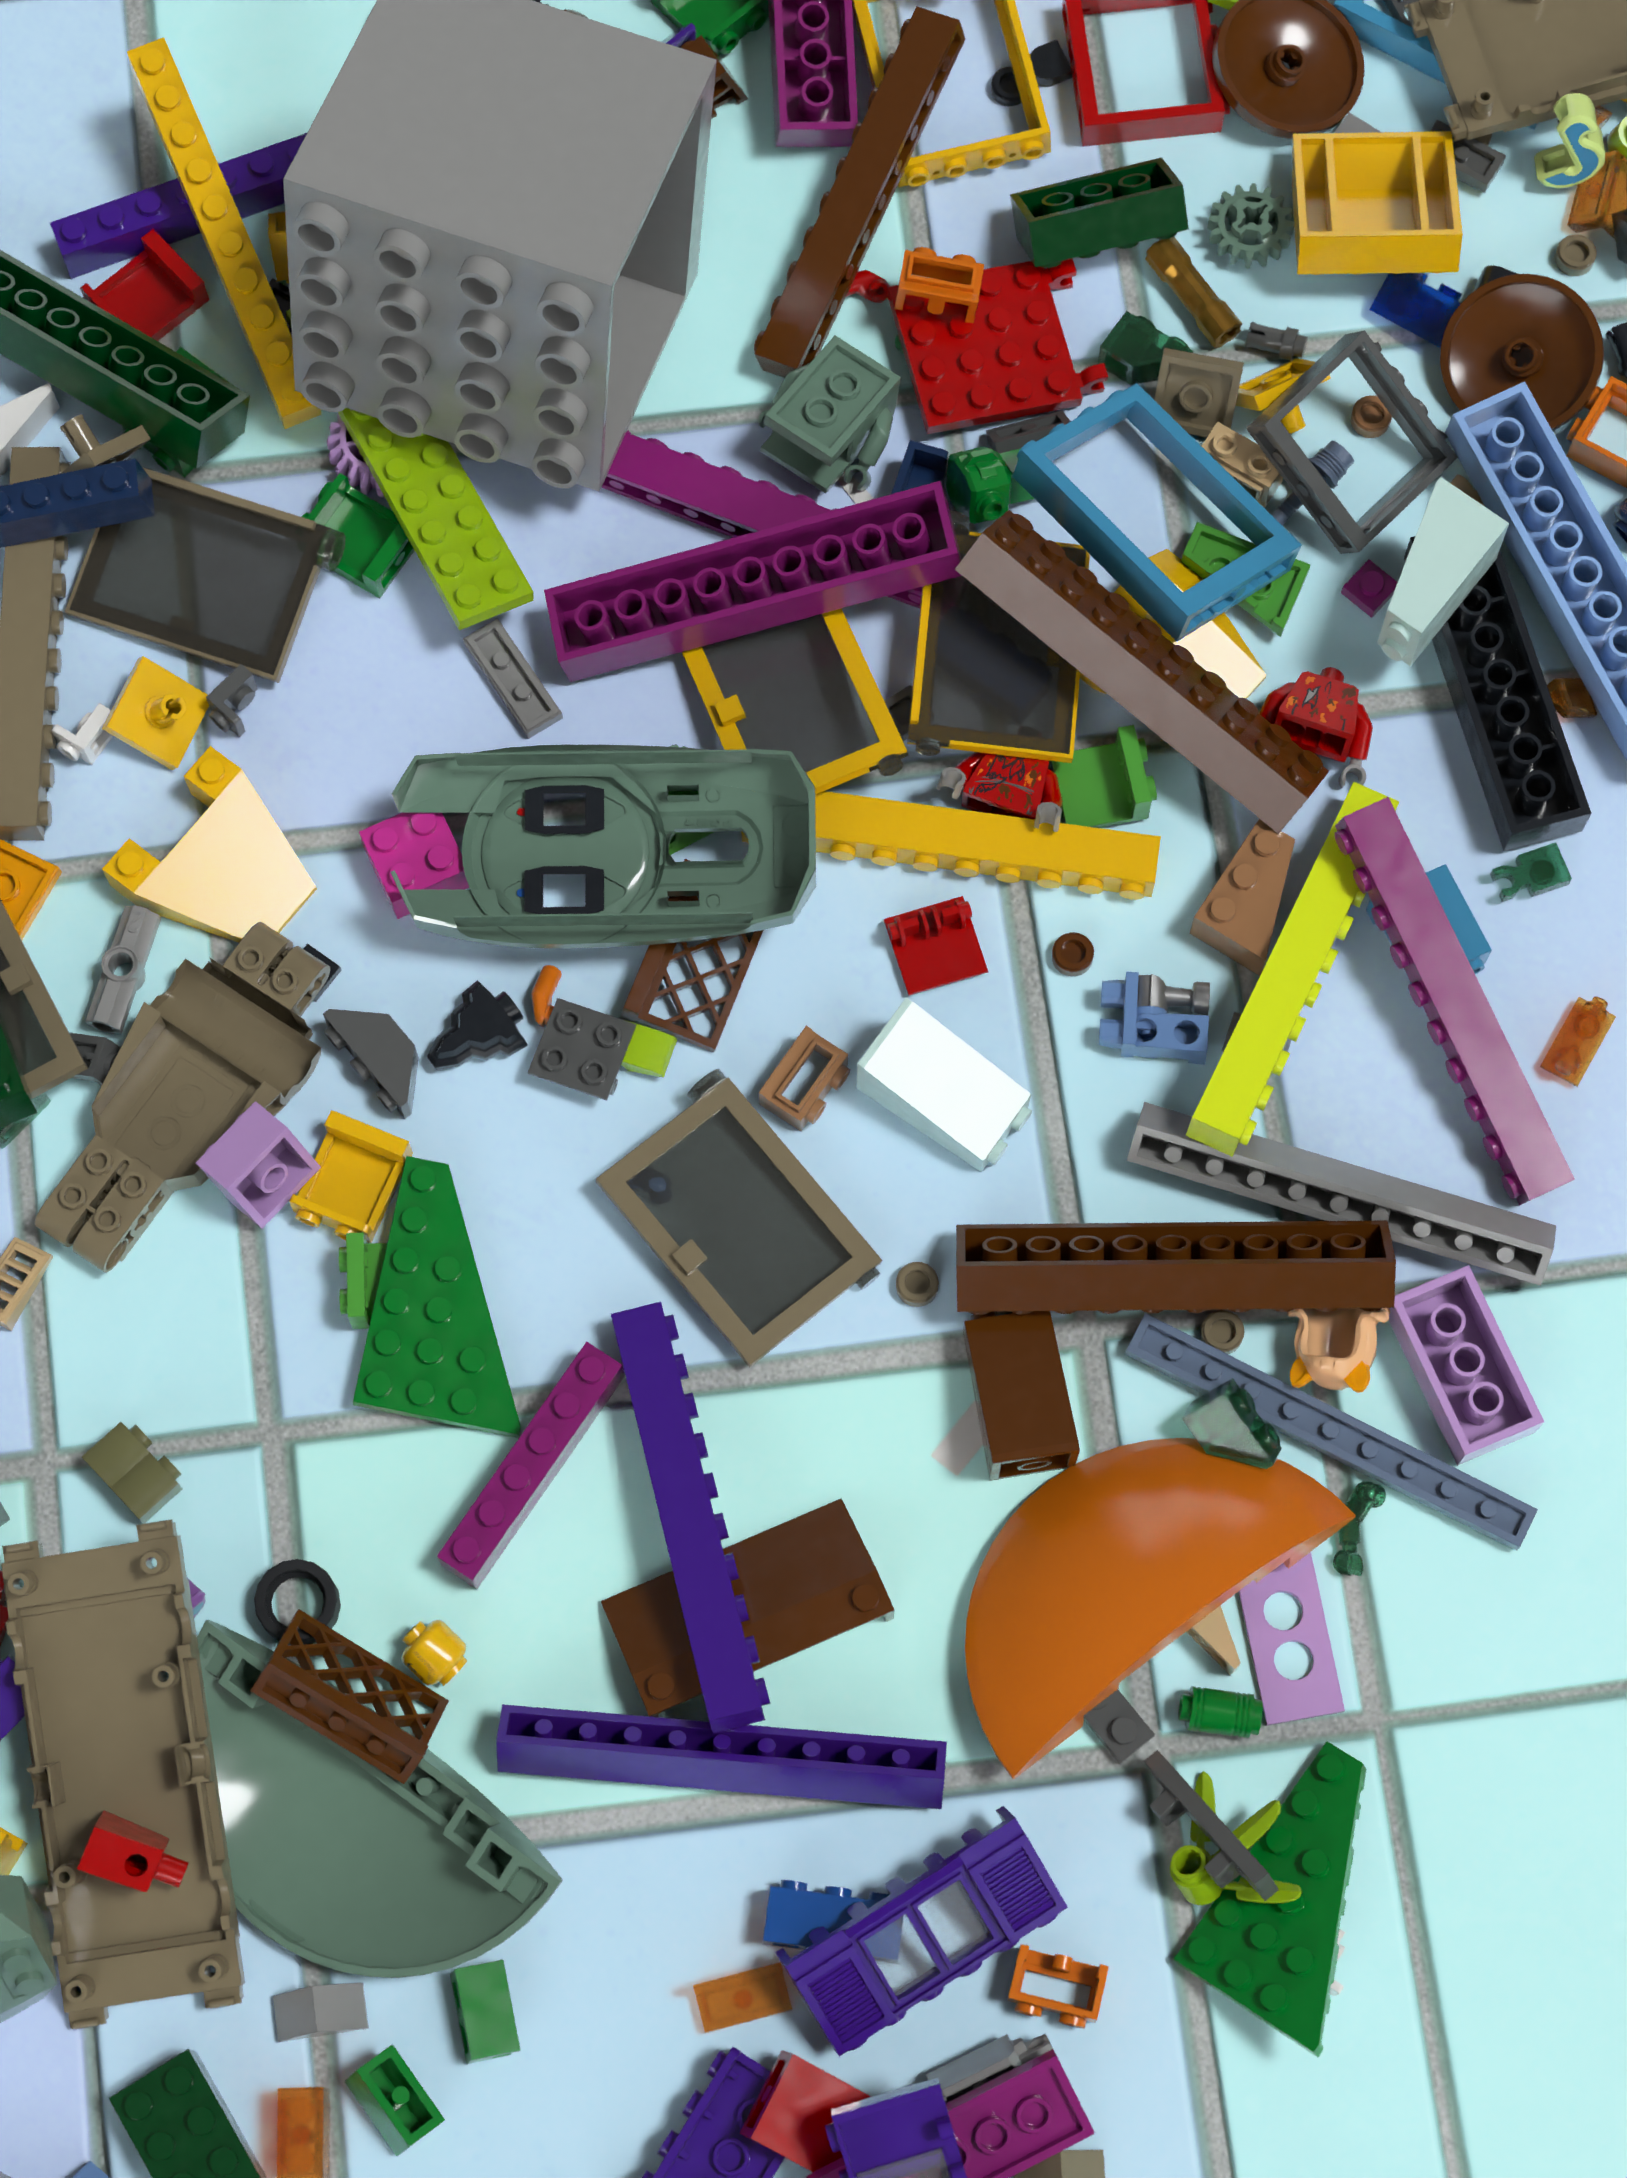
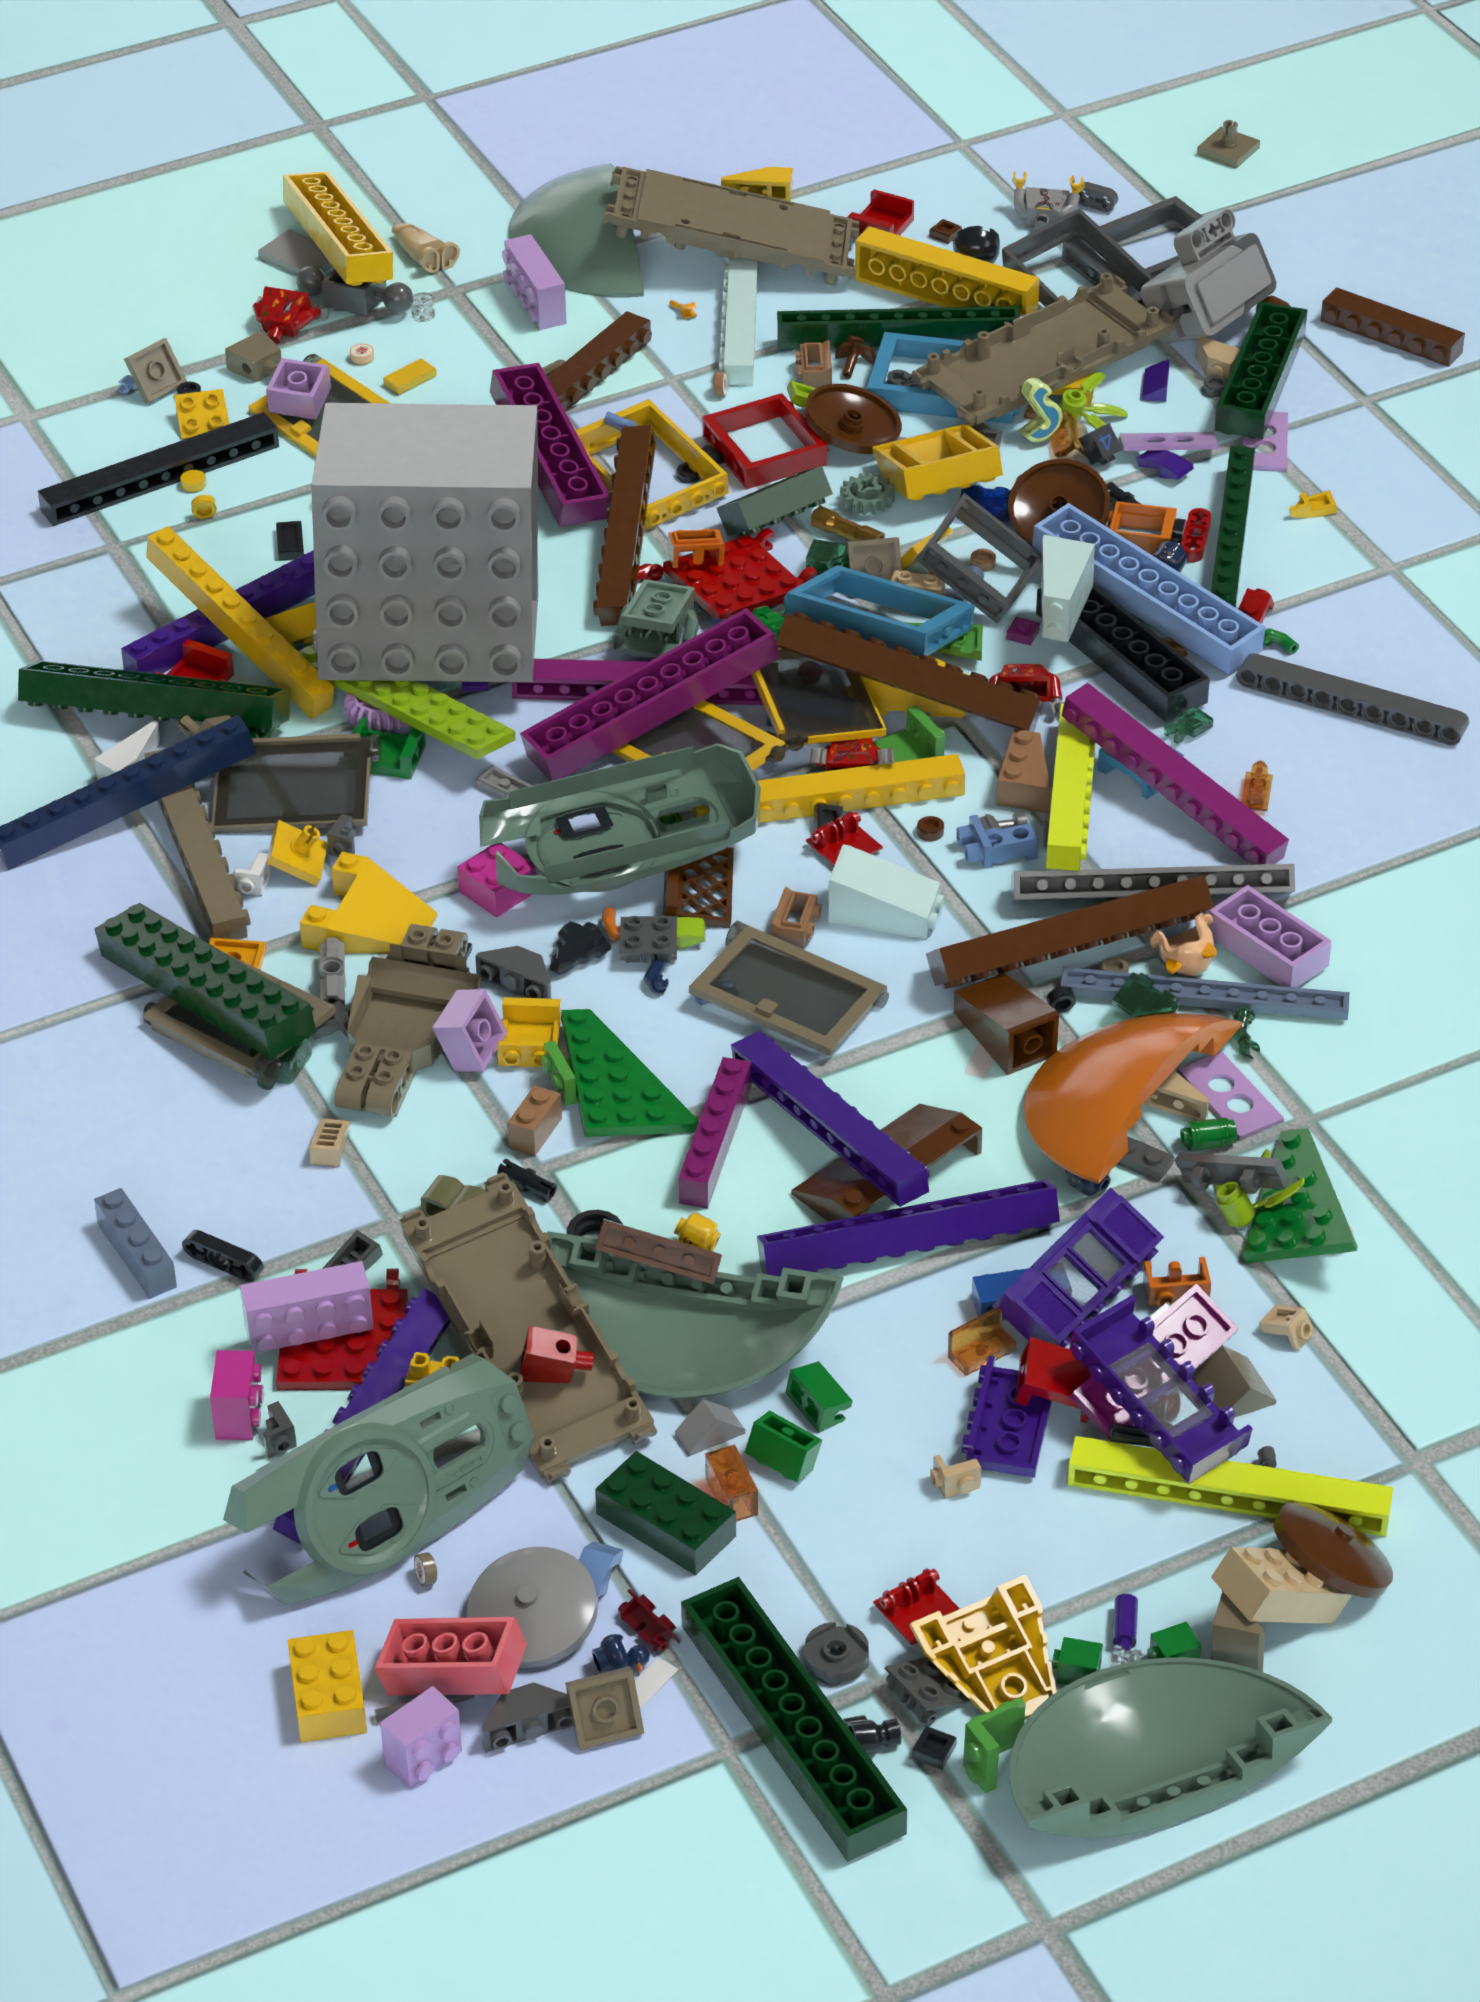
camera: 20 degrees left, 30 degrees down
(246, 1458) = (528, 1180): none -> black pin
(293, 1354) = (534, 1120): none -> medium nougat brick
(564, 1125) = (653, 977): none -> dark blue arm
(917, 1284) = (914, 996): dark tan tile -> none
(928, 886) = (825, 814): none -> black tile
(1118, 1373) = (1061, 999): none -> black tile
(1180, 2117) = (1290, 1322): none -> tan bracket
(1283, 342) = (910, 538): dark grey animal -> none

